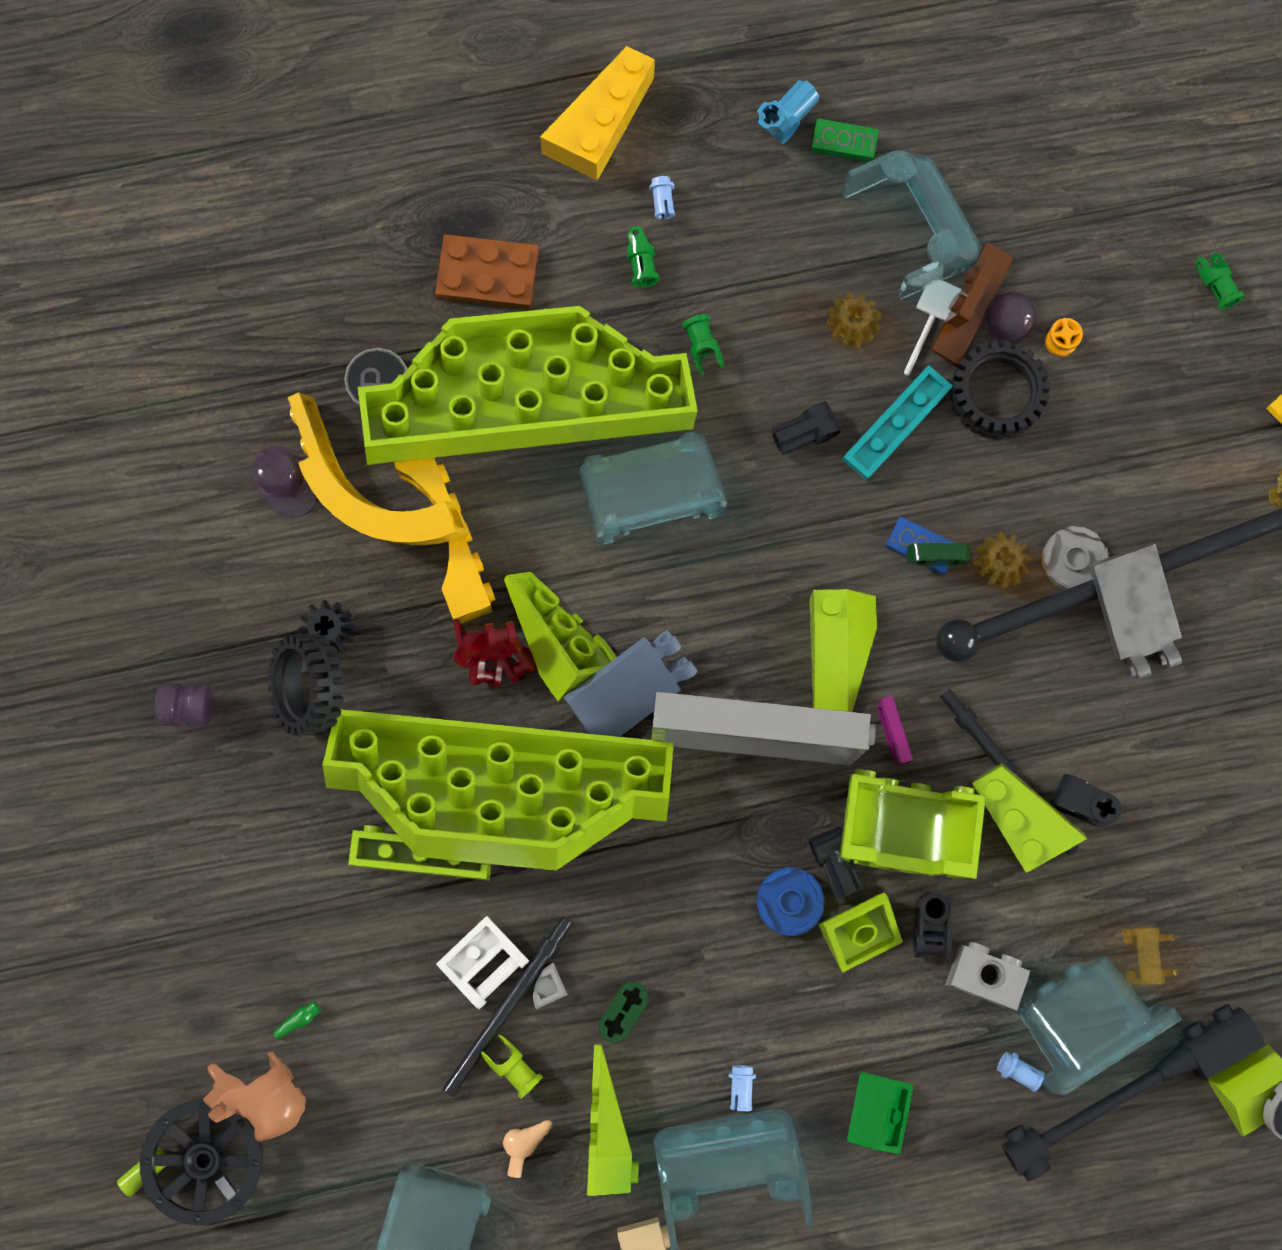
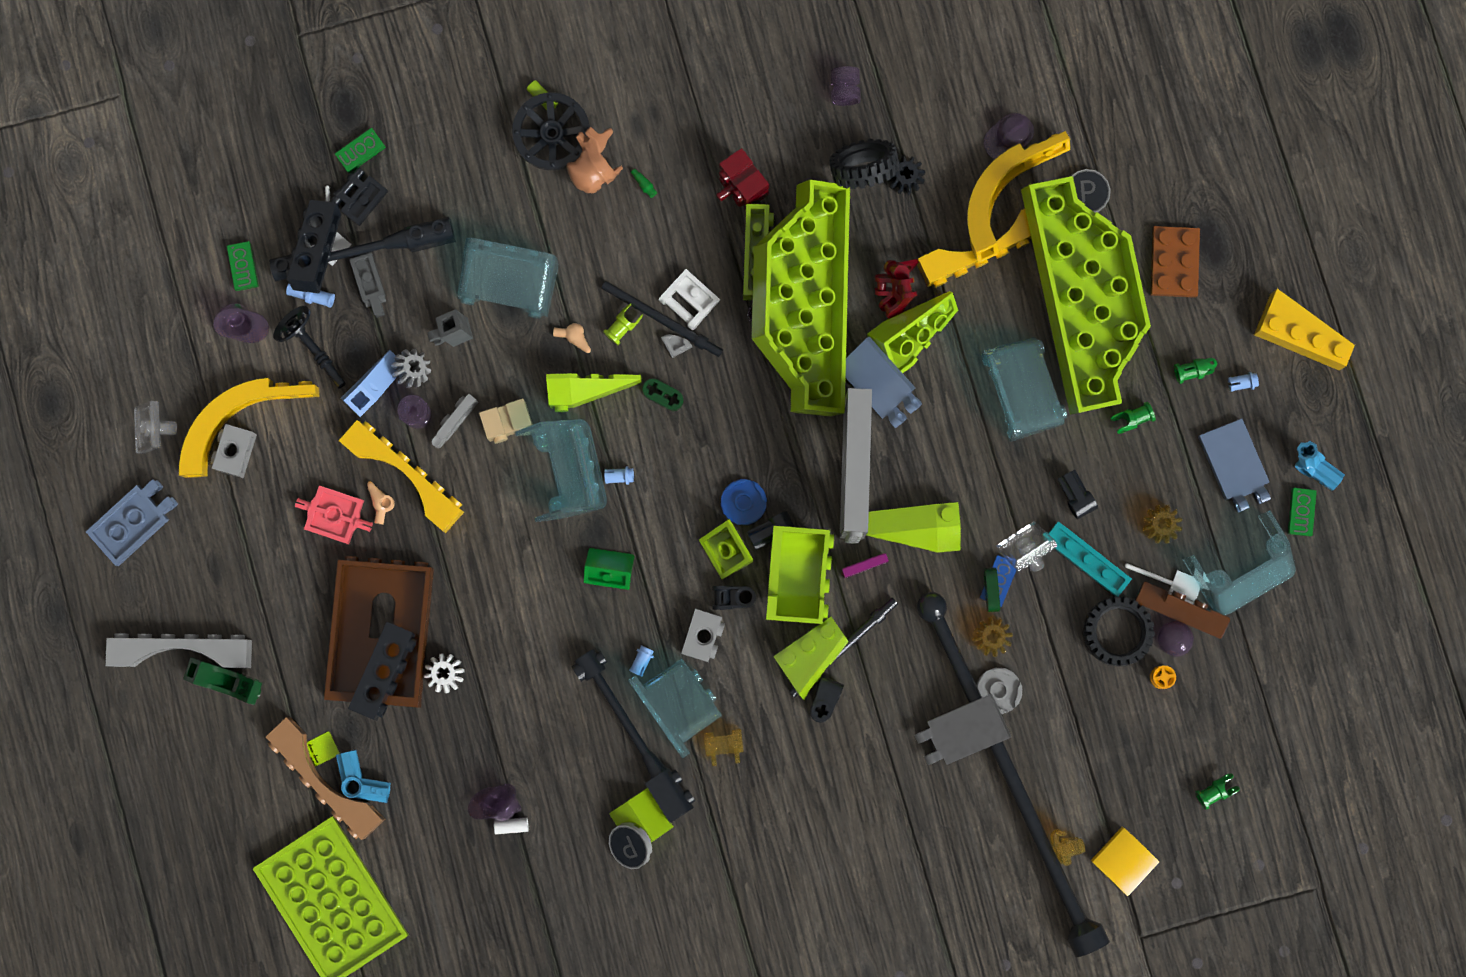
camera: 90 degrees right, 5 degrees up
(310, 868) = (741, 179): none -> dark red brick
(775, 218) = (1235, 464): none -> sand blue tile
(879, 501) = (1027, 547): none -> clear tile

